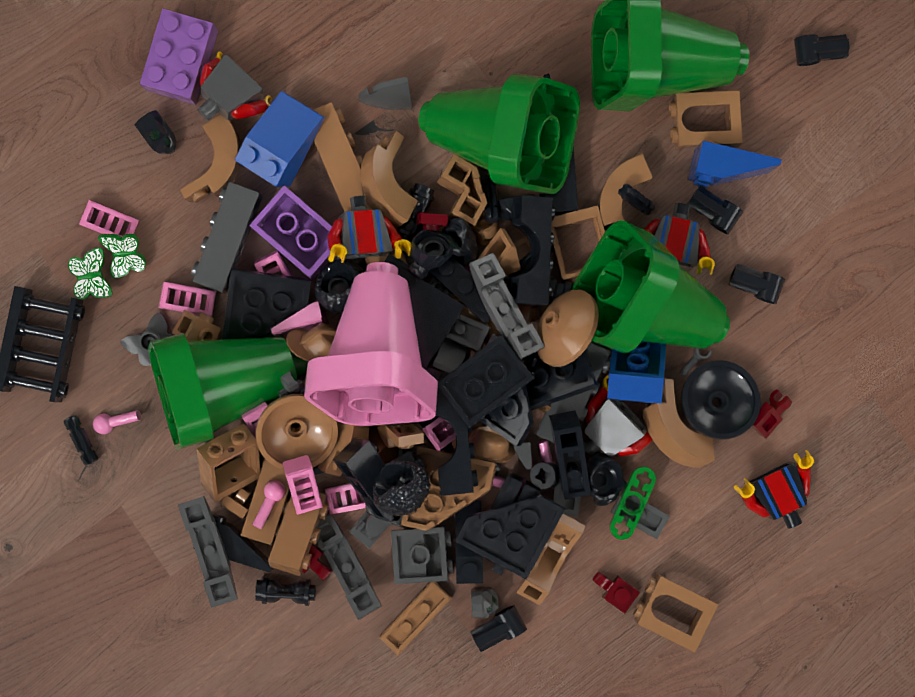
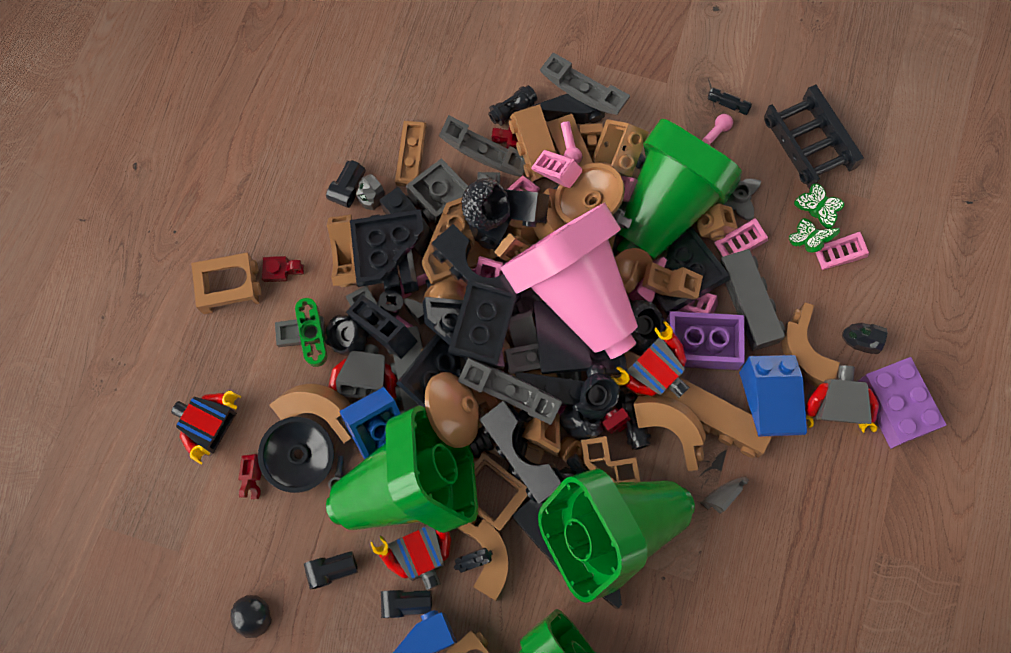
camera: 145 degrees right, 15 degrees down
(284, 302) = (674, 283): none -> medium nougat slope
(847, 295) = (250, 616): none -> black hair

